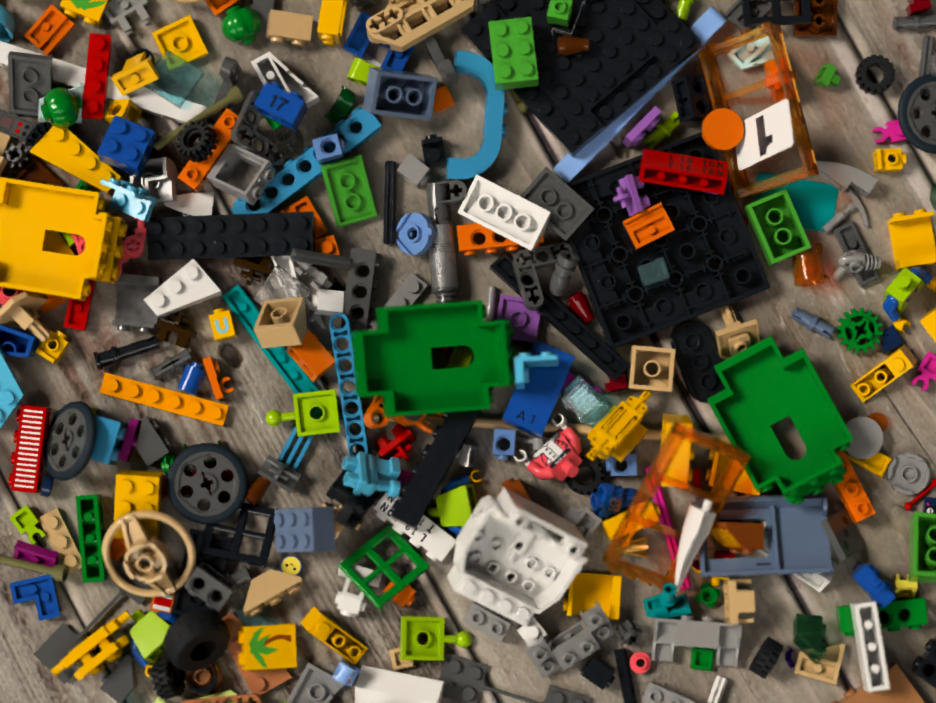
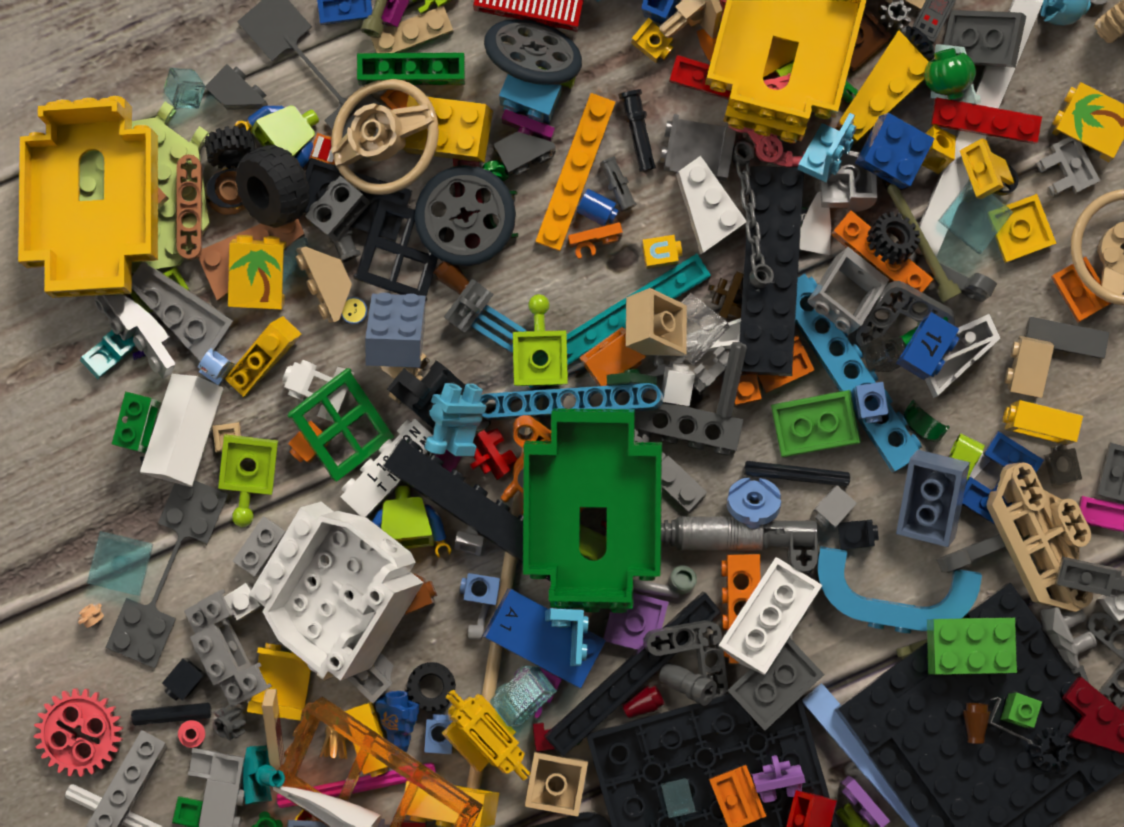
camera: 95 degrees right, 0 degrees up
(47, 486) = (481, 19): dark blue tile -> none
(50, 30) = (1050, 68): orange plate -> none
(83, 653) = (287, 71): yellow piece -> none
(165, 330) = (662, 180): dark brown hips -> none
(231, 242) = (762, 269): none -> dark grey piece
(241, 24) = (1038, 306): green plant -> none
(326, 340) = (630, 377): none -> dark green plate
(443, 99) = (922, 552): orange tile -> none
(481, 285) = (682, 579): none -> tile
(557, 457) = (457, 655): coral torso -> none
(630, 596) = (273, 728): none -> tan tile

